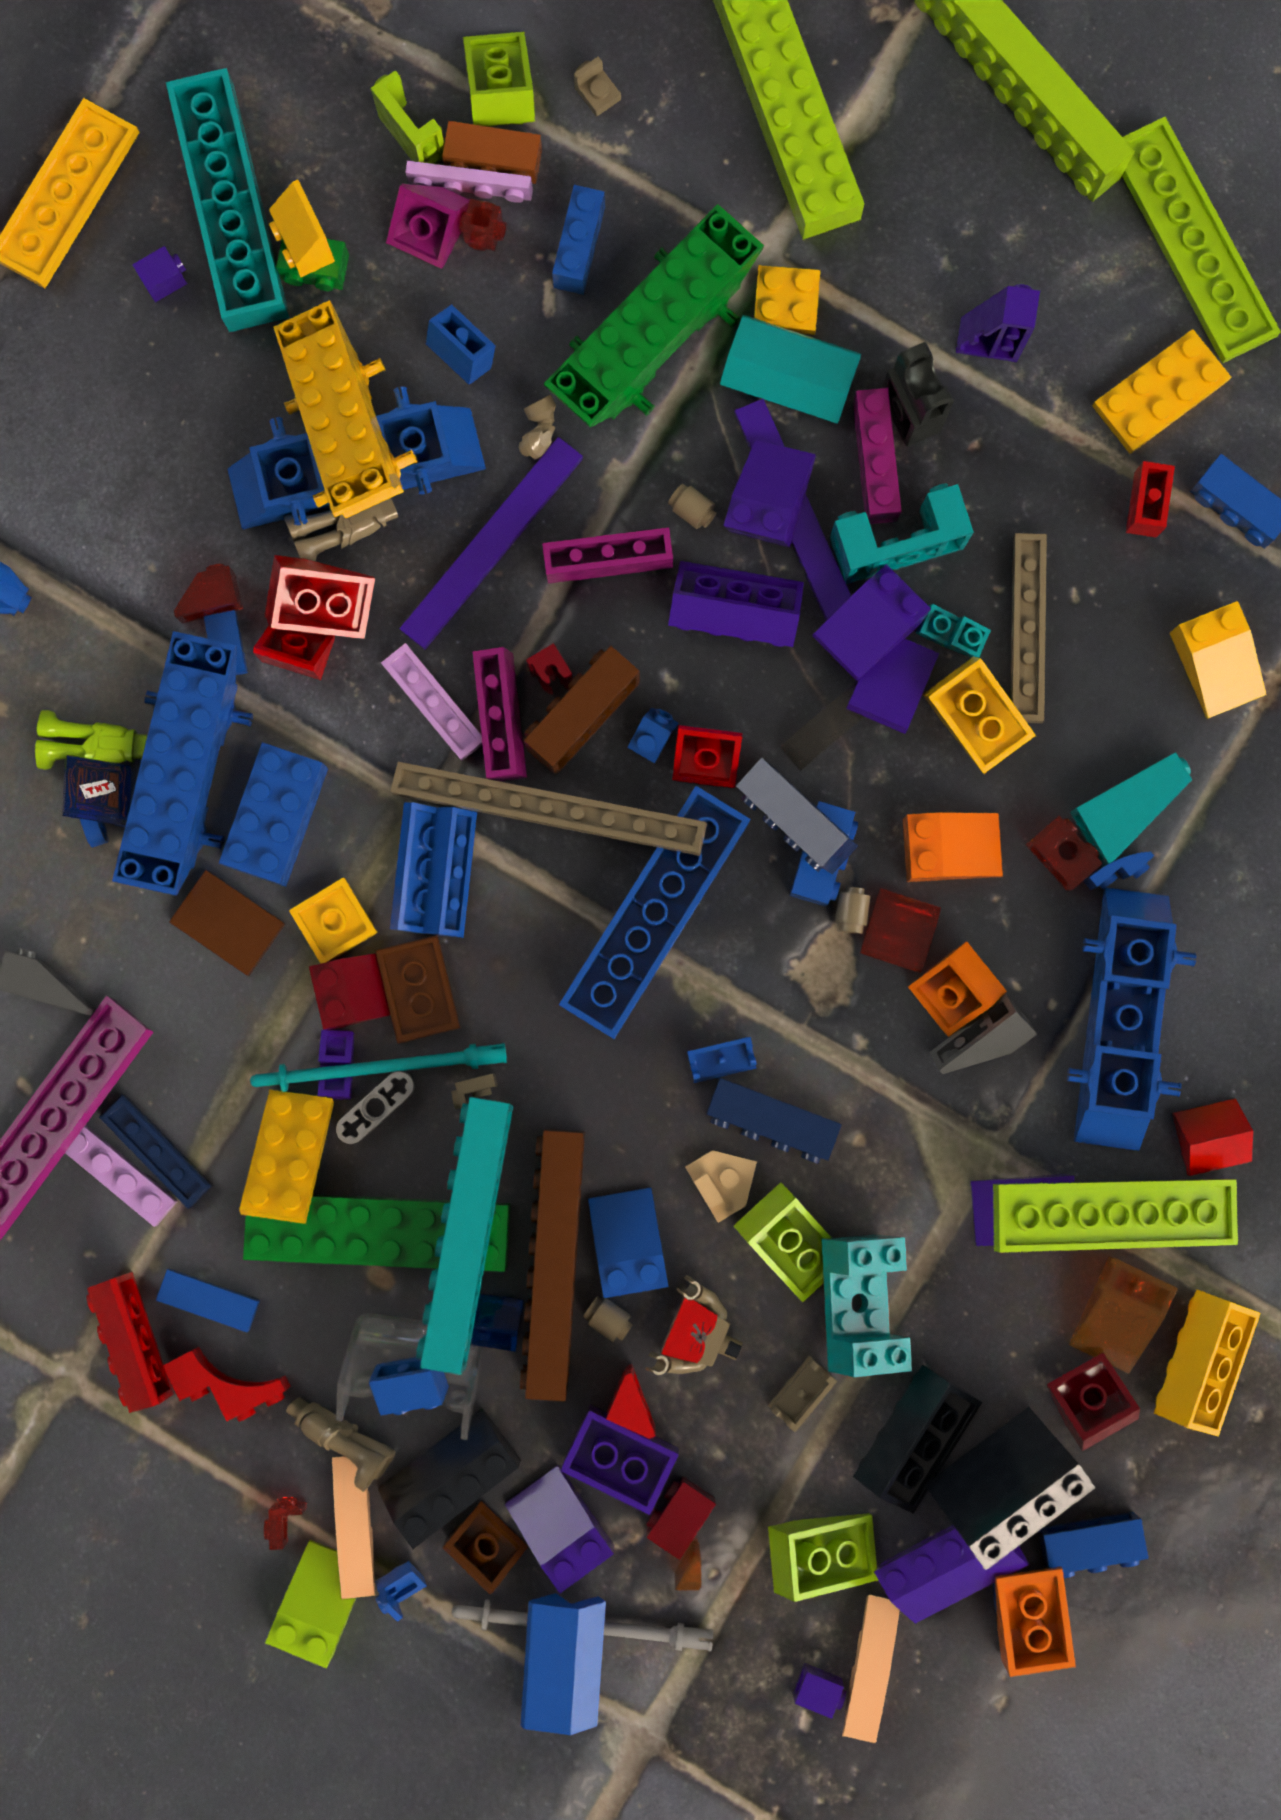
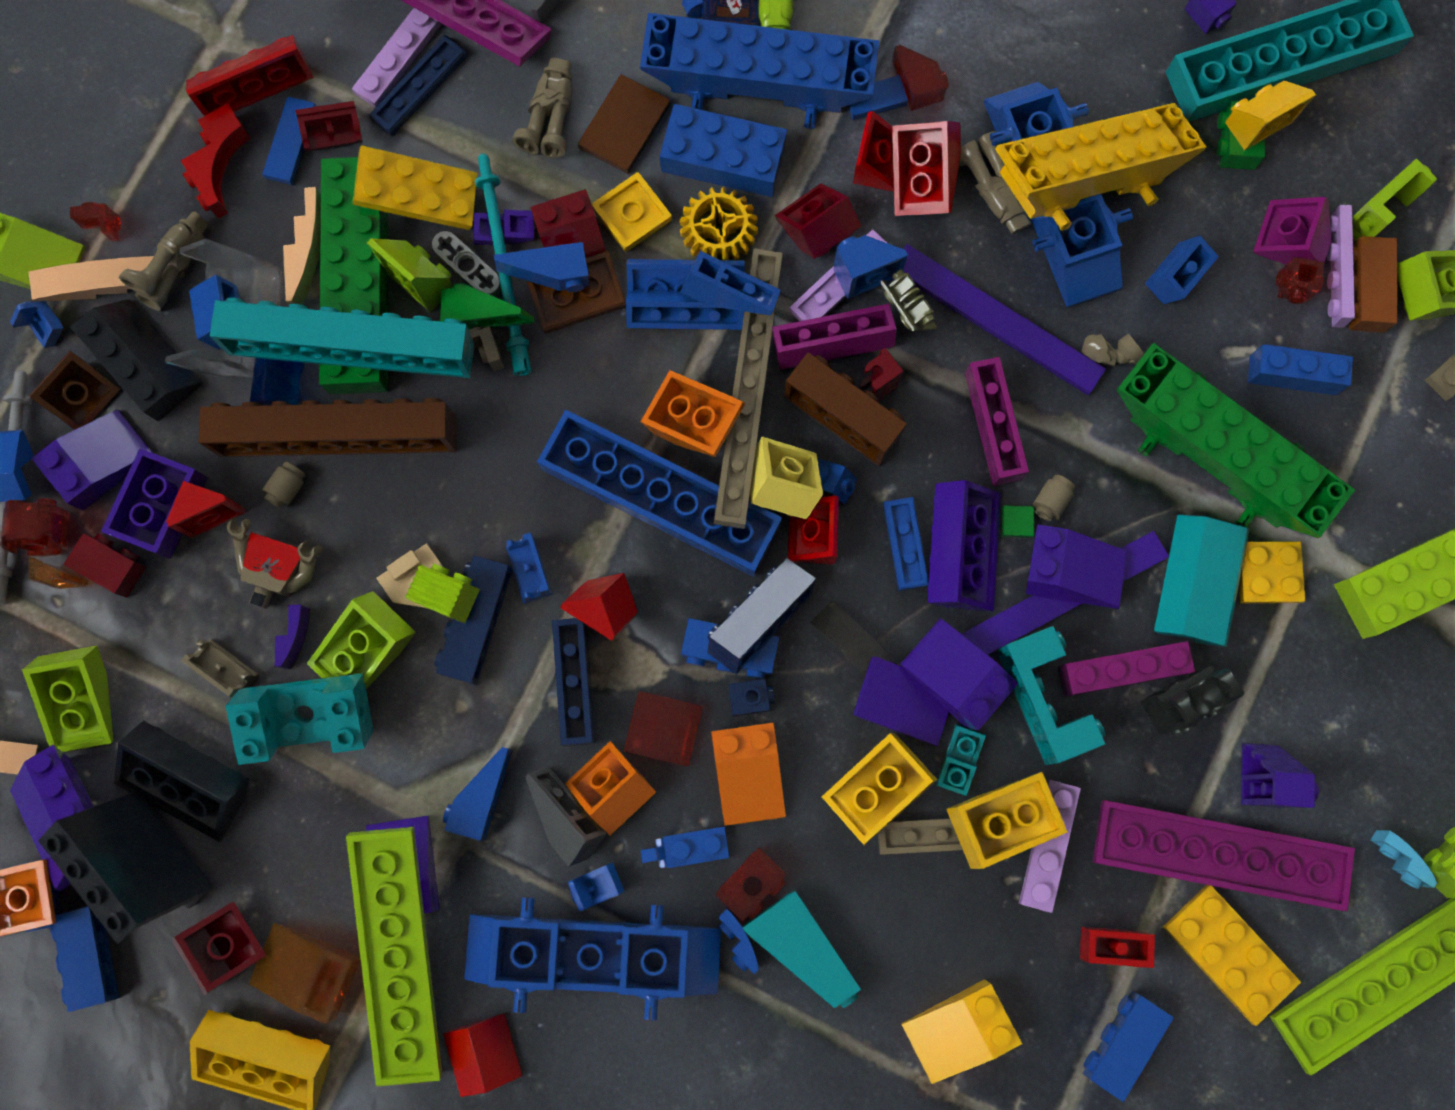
camera: 85 degrees right, 5 degrees down
(189, 1000) = (550, 99): none -> dark tan piece
(200, 1252) = (329, 126): none -> dark red hinge
(351, 1289) = (303, 256): none -> light nougat slope
(363, 719) = (819, 220): none -> dark red slope
(373, 827) = (741, 219): none -> yellow gear
(383, 1162) = (412, 270): none -> lime slope
(394, 1008) = (554, 267): none -> blue slope
(427, 672) = (865, 263): none -> blue slope
(431, 1101) = (479, 308): none -> green slope
(438, 820) = (728, 287): none -> blue slope
(462, 637) = (914, 315): none -> olive hinge
(577, 868) = (691, 414): none -> orange slope
(627, 1242) = (352, 497): blue slope -> none
(636, 1591) = (35, 527): none -> clear red brick
(654, 777) = (785, 478): none -> light yellow brick
(712, 546) = (1018, 521): none -> green tile
(726, 663) = (906, 544): none -> blue tile
(746, 1147) = (443, 593): none -> lime brick
(769, 981) = (603, 604): none -> red slope
(783, 1319) = (289, 646): none -> dark purple slope
(848, 1017) = (573, 682): none -> dark blue brick
(852, 910) = (677, 680): dark tan brick -> none
(876, 837) = (750, 697): none -> dark blue brick
(963, 1128) = (475, 804): none -> blue slope
(1023, 914) = (688, 848): none -> blue hinge
(1024, 591) = (1006, 821): none -> yellow slope
(1048, 552) = (1048, 858): none -> lavender plate
(1056, 1010) = (595, 887): none -> blue bracket
(1066, 386) = (1224, 855): none -> magenta plate
(1084, 211) = (1408, 862): none -> medium azure slope

